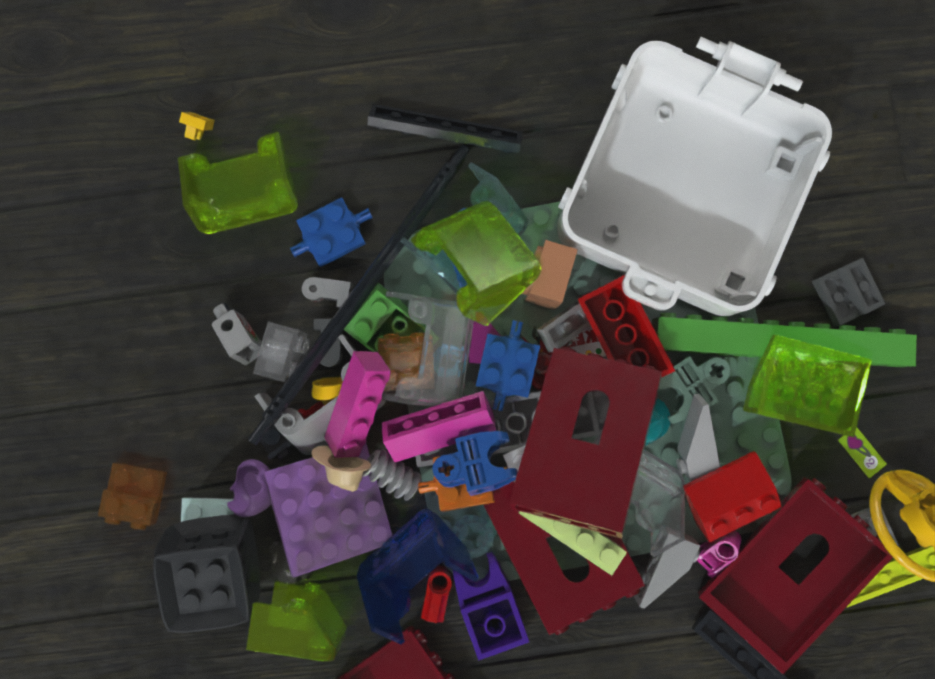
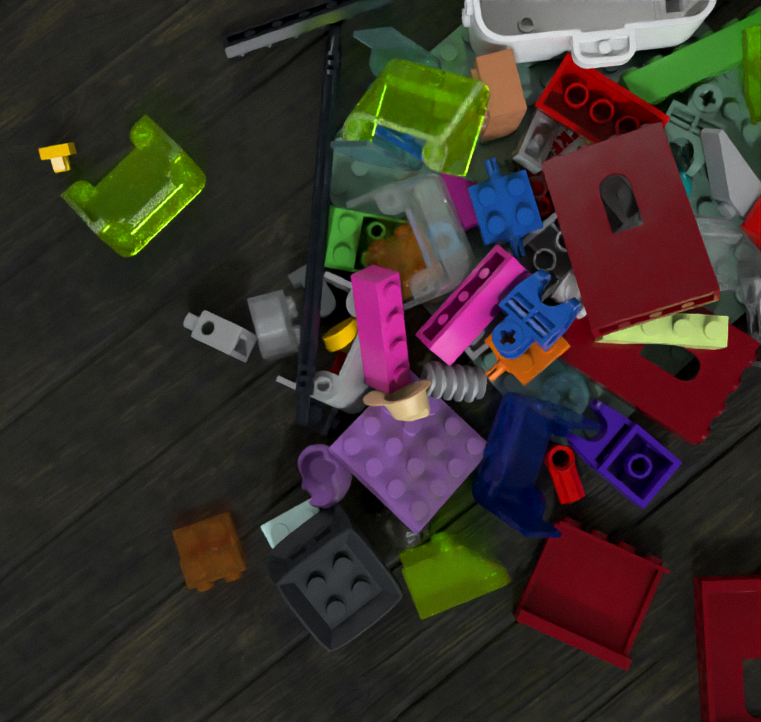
camera: 30 degrees left, 0 degrees up
(319, 289) = (282, 241): light grey leg -> none
(331, 232) = (253, 184): blue plate -> none

